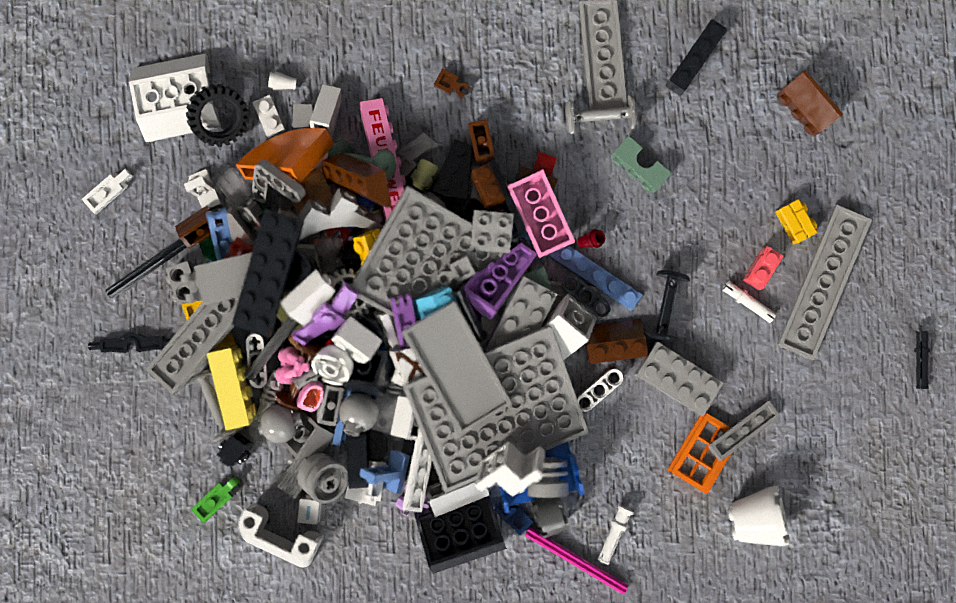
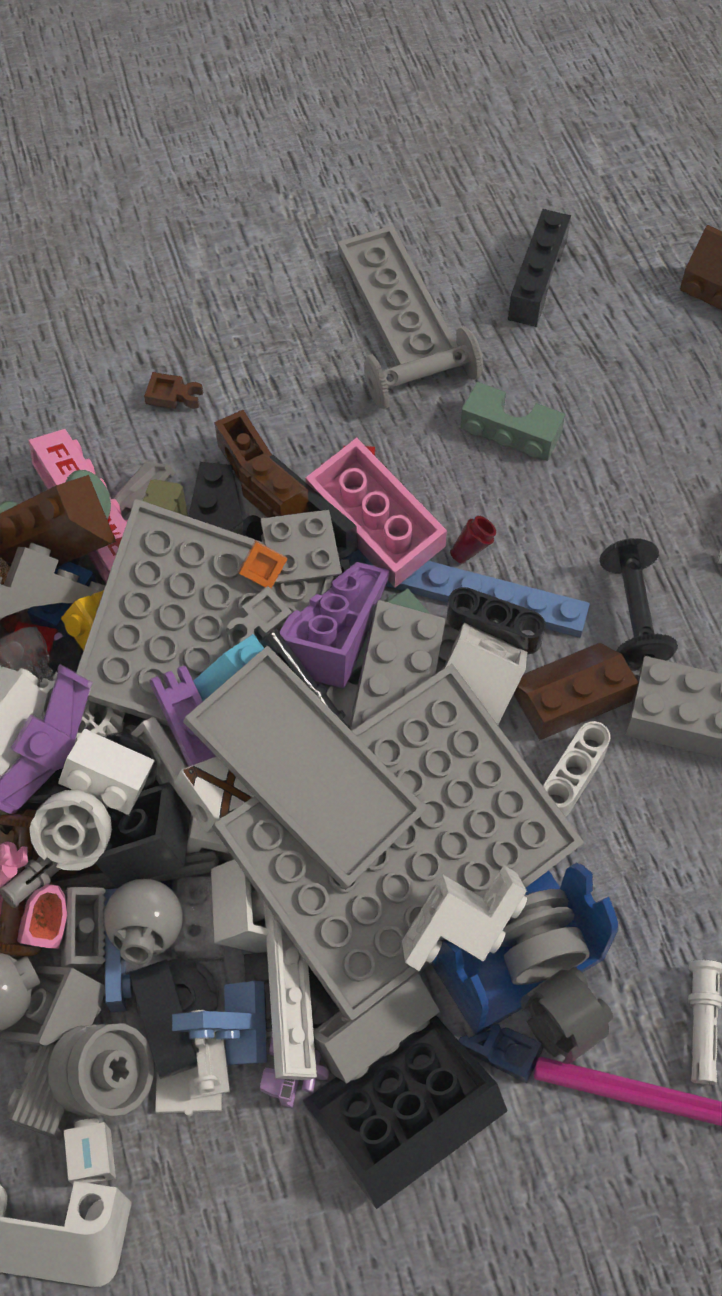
camera: 15 degrees left, 25 degrees down
(467, 242) = (262, 565): none -> orange plate

